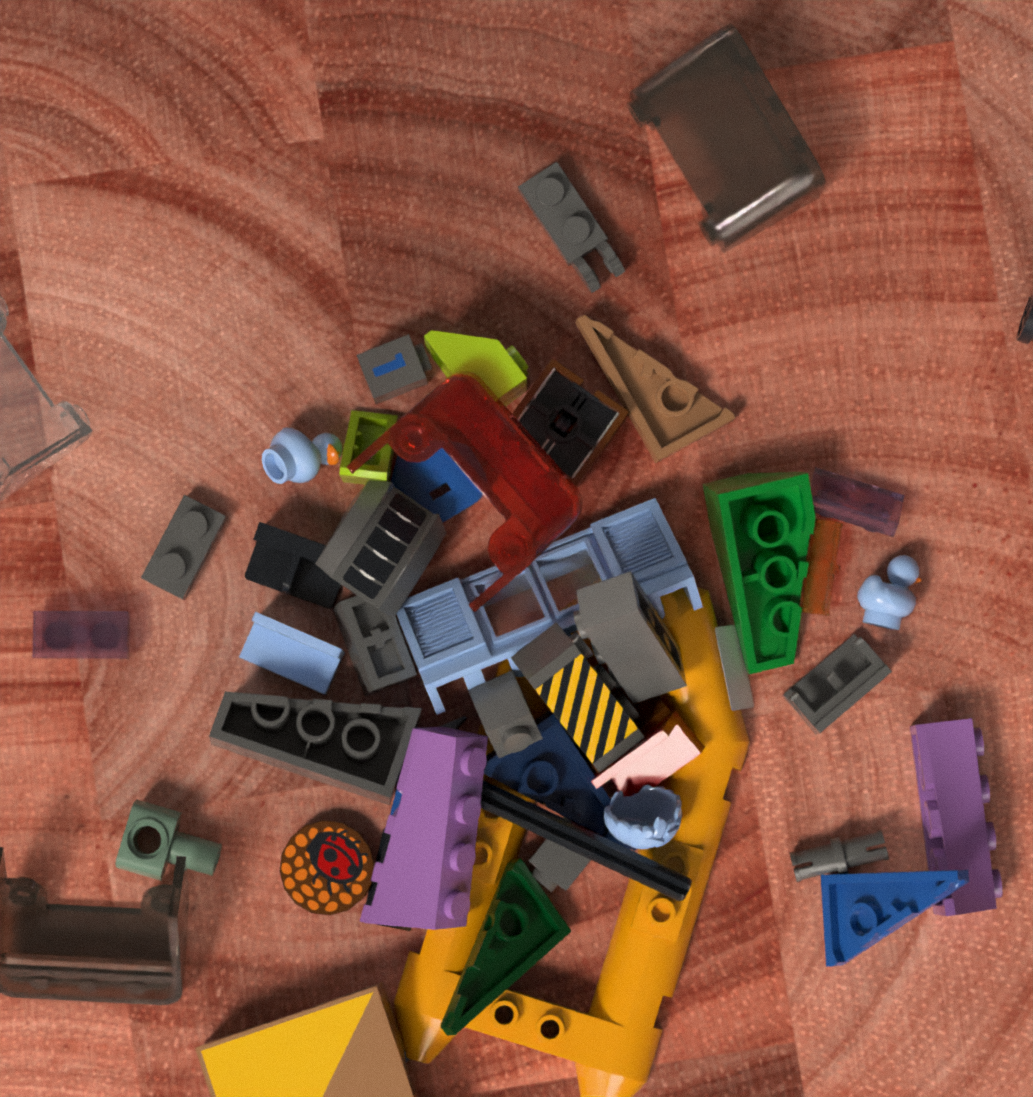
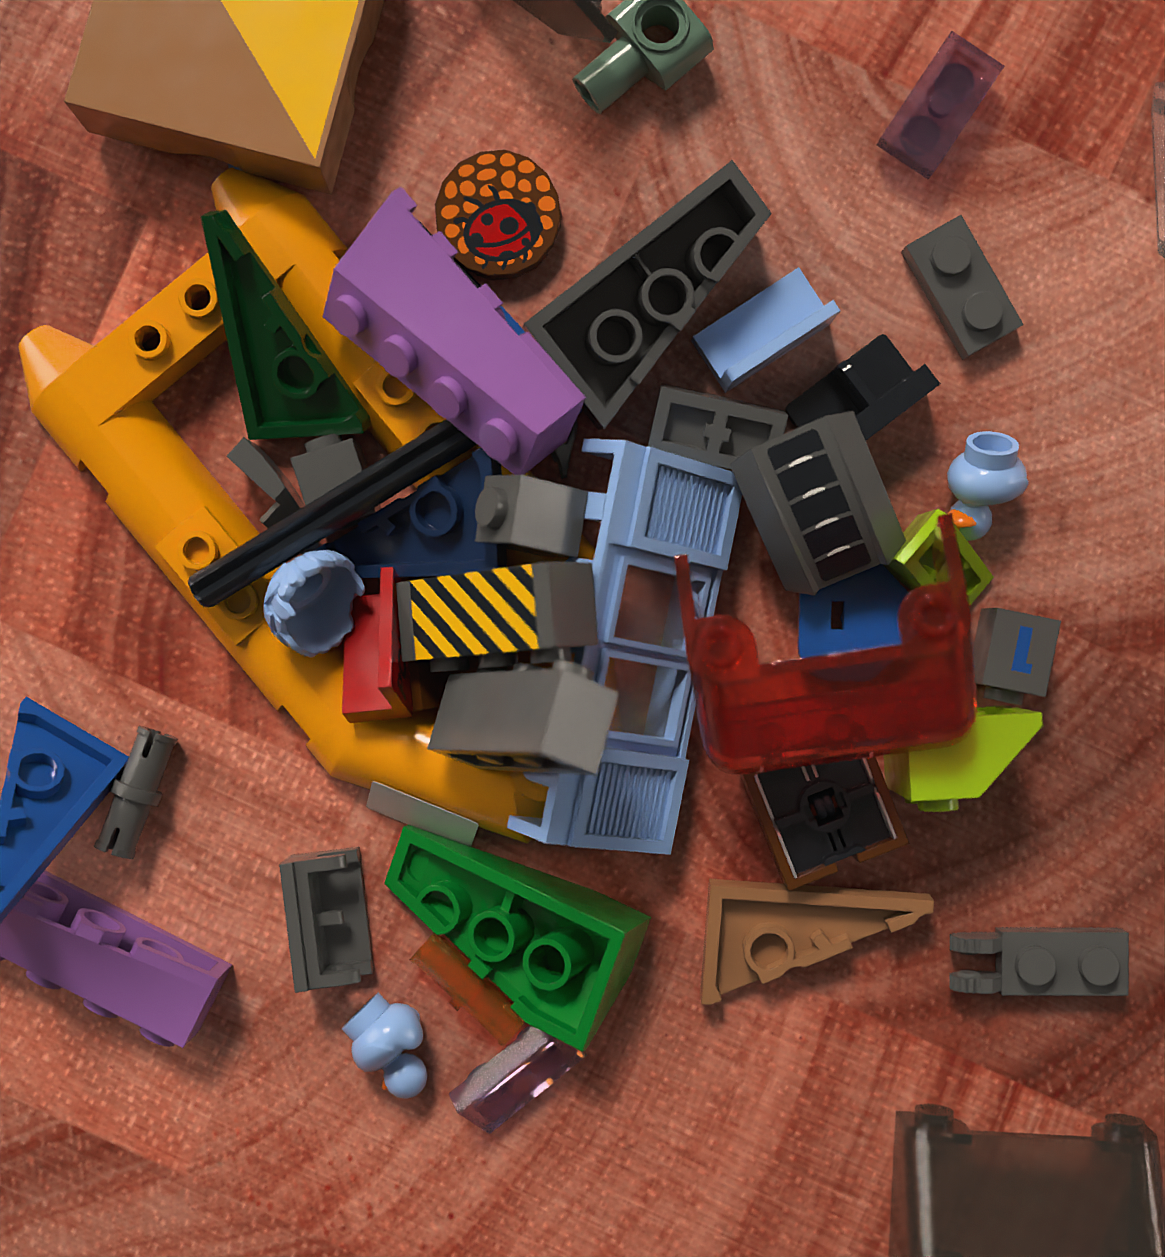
camera: 120 degrees right, 5 degrees up
(586, 902) = (271, 479): none -> dark grey slope

